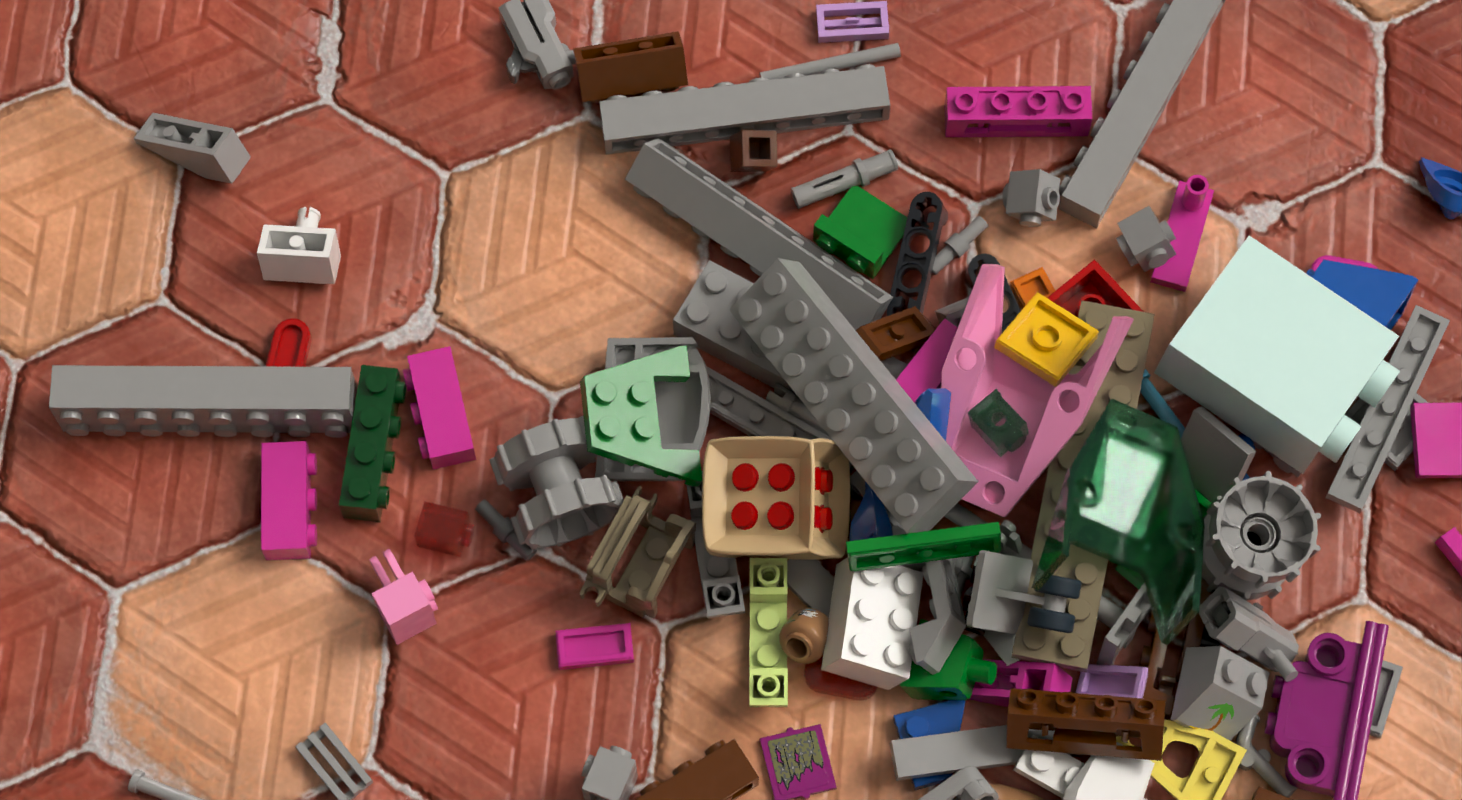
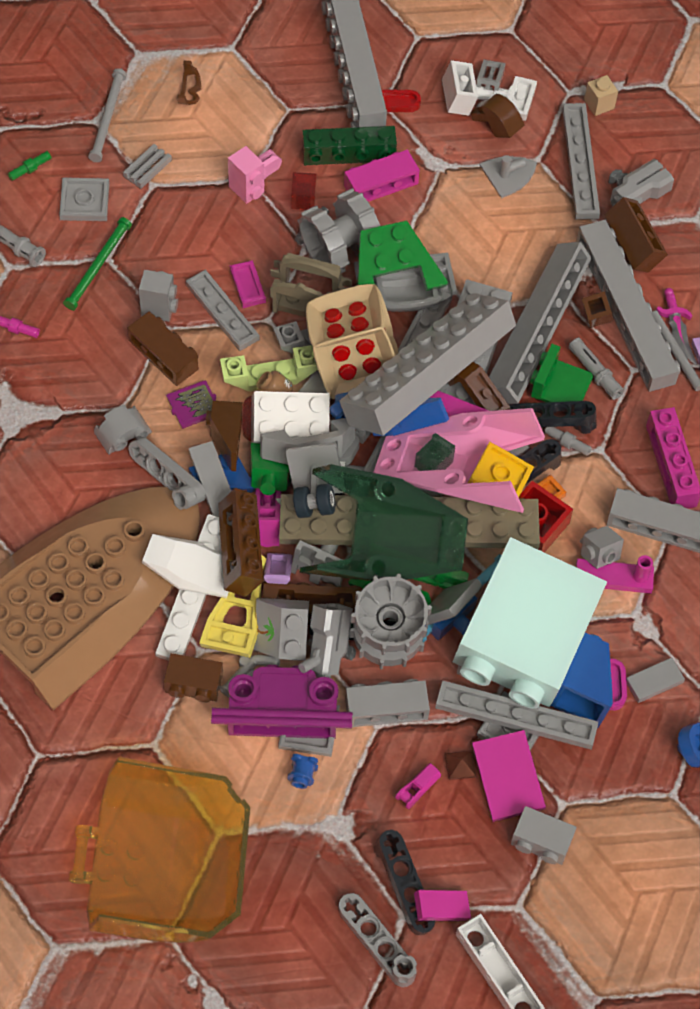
camera: 75 degrees right, 10 degrees down
(165, 669) = (189, 69): none -> reddish brown helmet
(197, 146) = (516, 30): light grey slope -> none
(287, 500) = (304, 112): dark pink brick -> none
(298, 211) = (490, 81): none -> light grey tile
(328, 174) = (520, 94): none -> white plate
(355, 53) = (601, 95): none -> tan brick
(364, 206) = (500, 114): none -> reddish brown brick
(463, 222) = (508, 173): none -> light grey shield
(468, 112) = (580, 161): none -> light grey plate
(635, 692) = (222, 310): none -> light grey tile
(783, 52) = (679, 329): none -> piece
(869, 718) = (225, 429): none -> reddish brown slope
(923, 546) = (336, 421): green tile -> none
(1032, 196) = (612, 474): light grey brick -> none
(1341, 577) = (387, 703): none -> light grey brick
(1348, 222) = (655, 680): none -> light grey tile
(1429, 709) = (302, 771): none -> blue brick
(1438, 500) = (460, 765): none -> copper slope

